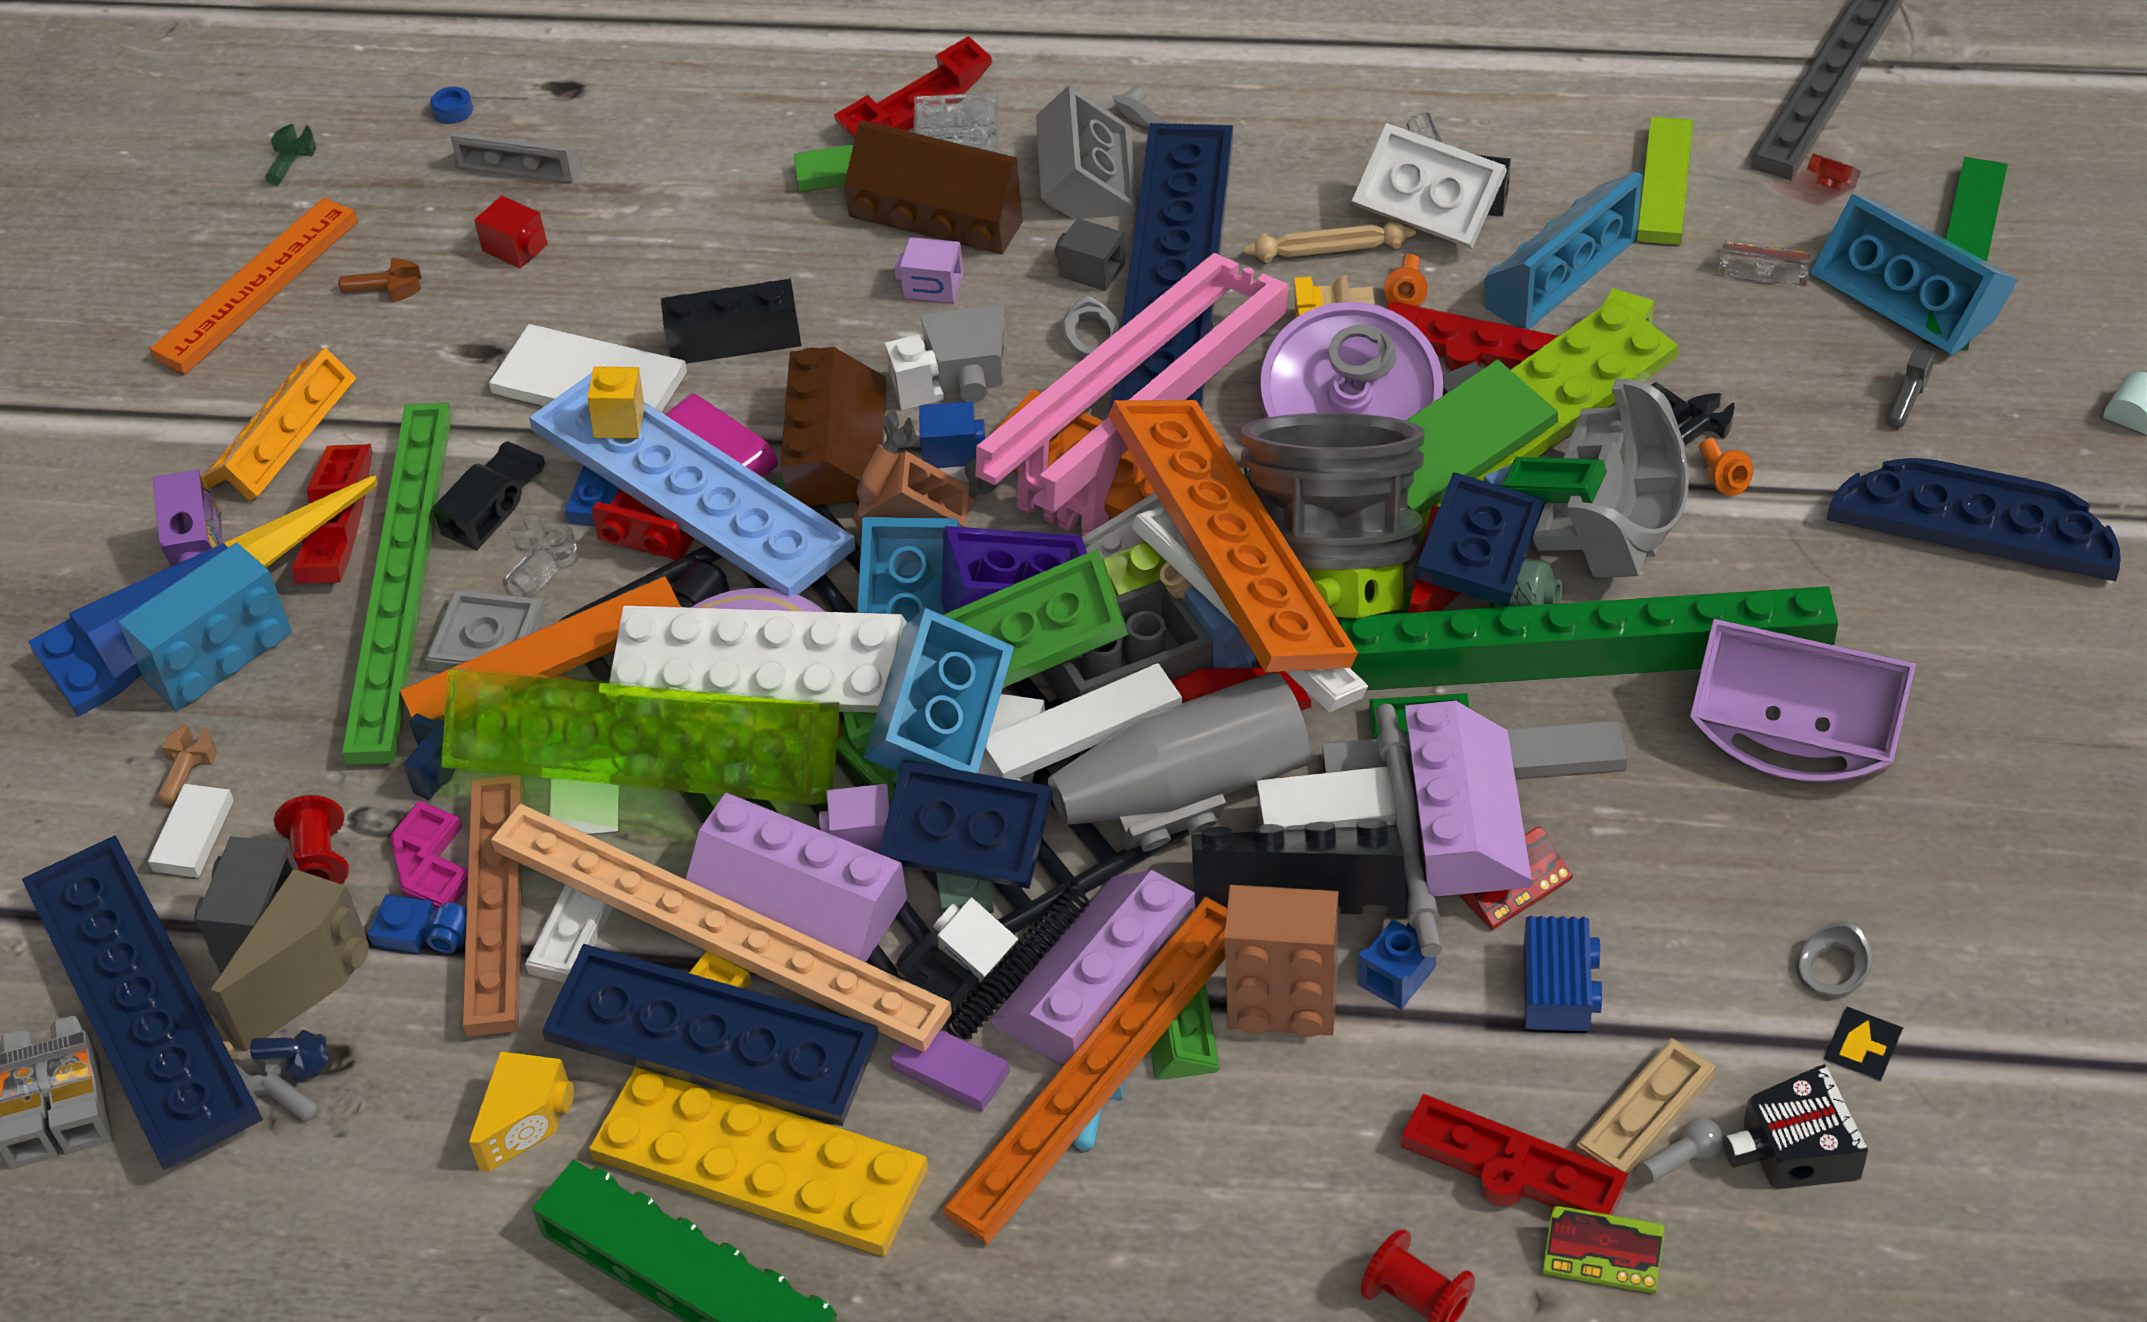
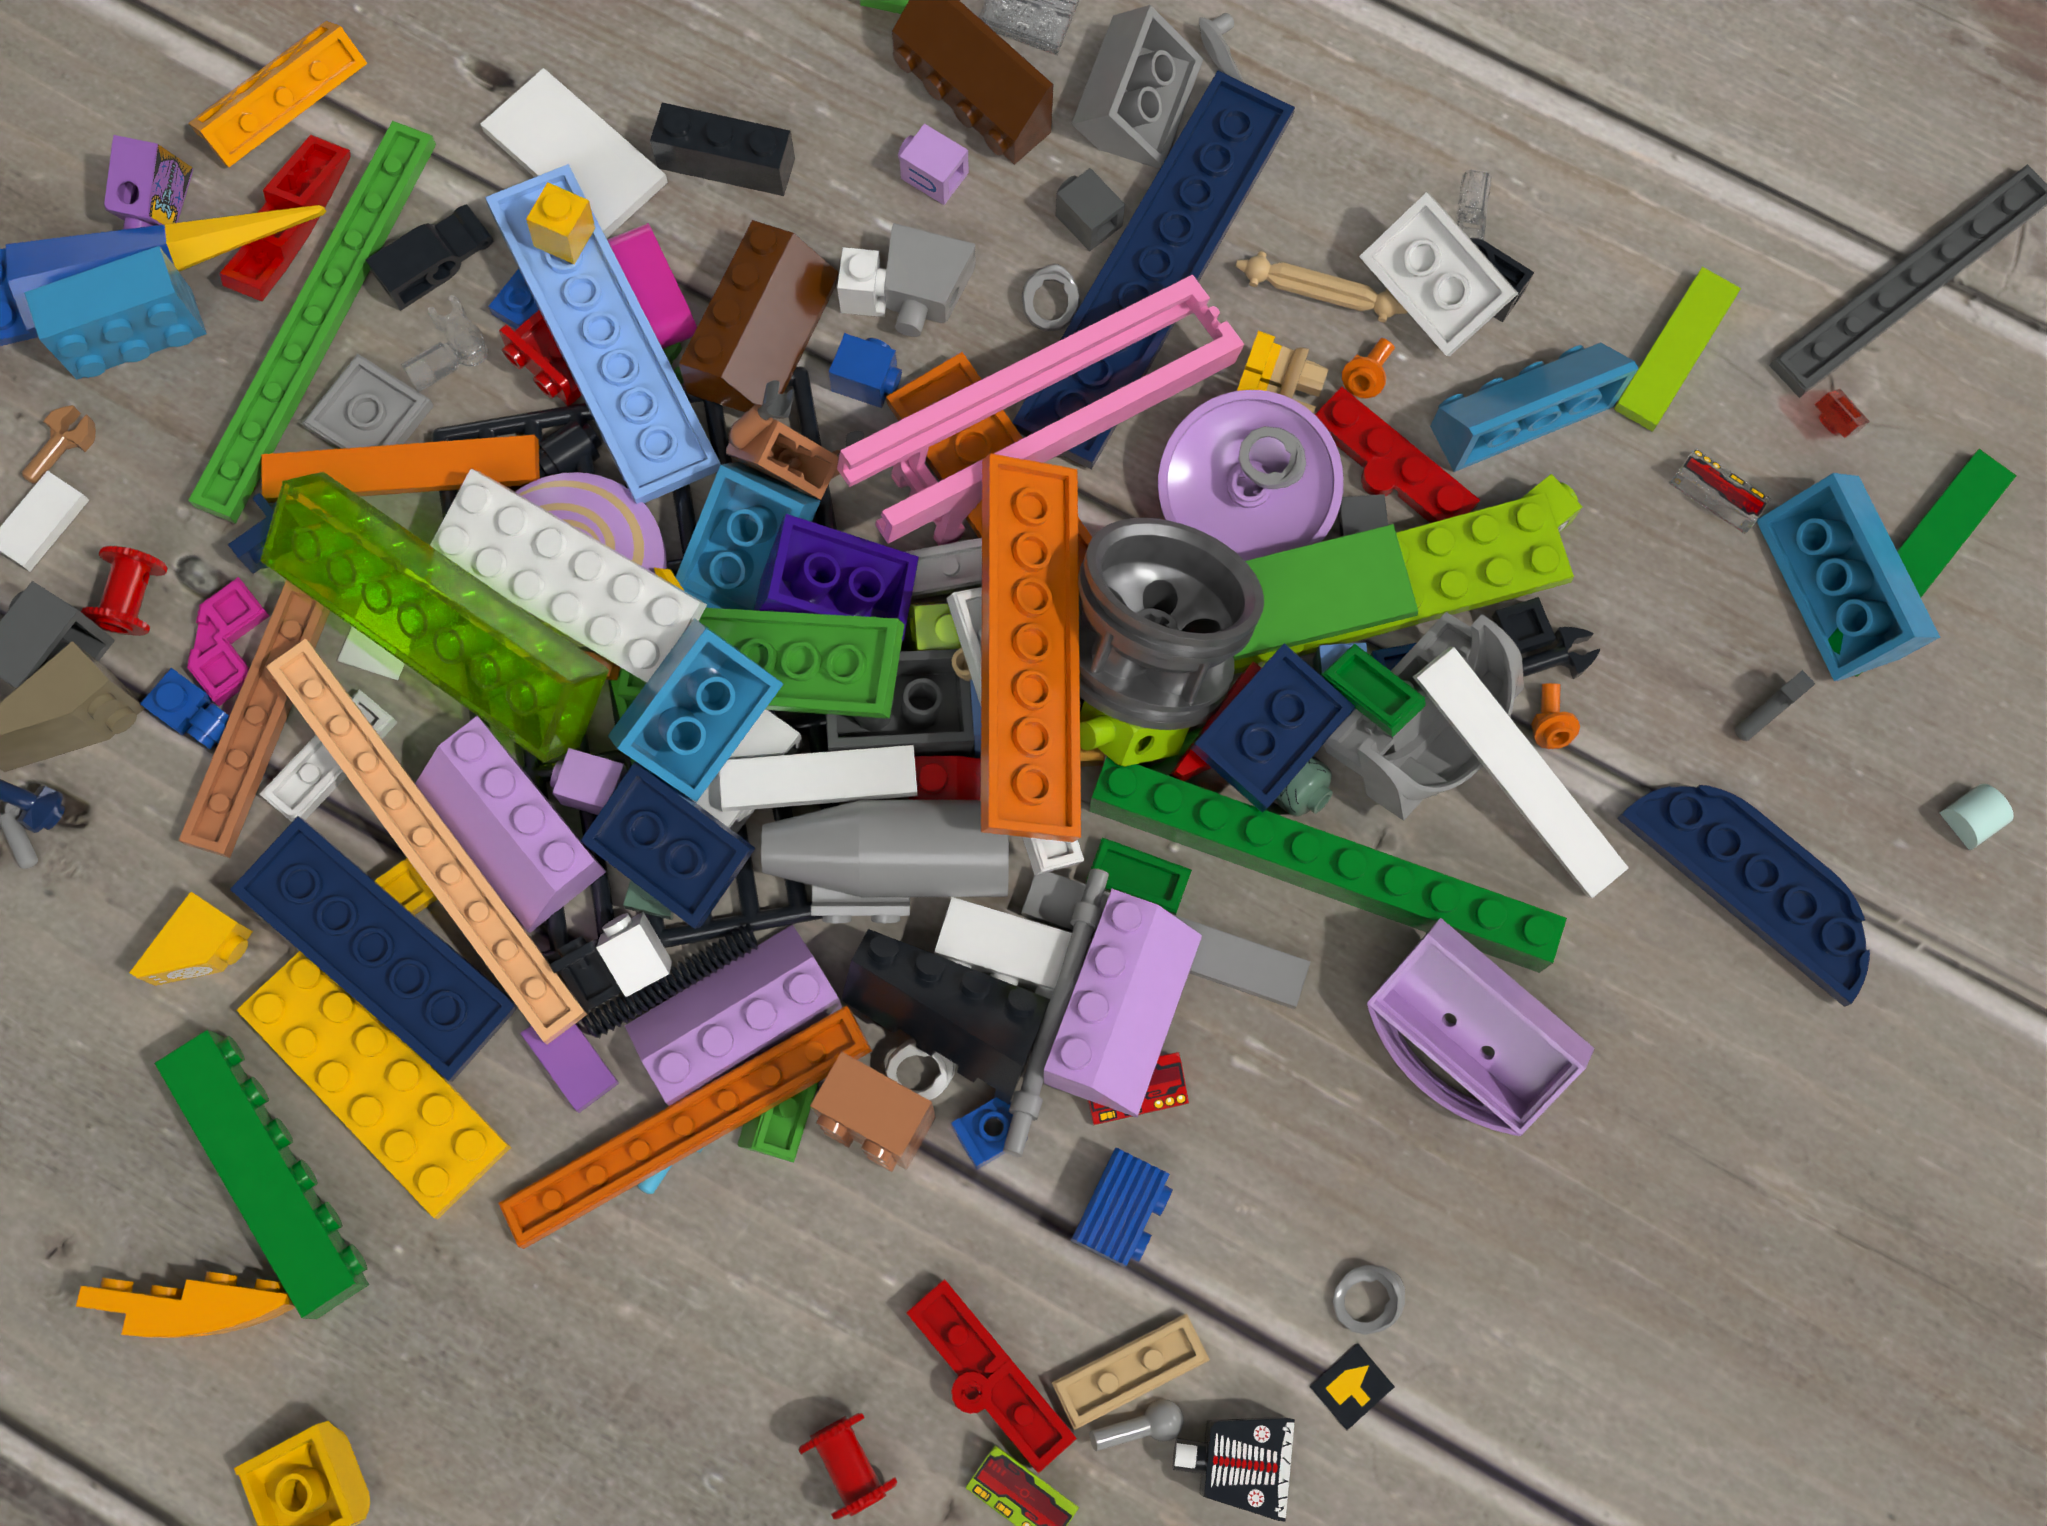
camera: 15 degrees right, 25 degrees up
(1722, 499) = (1520, 772): none -> white tile

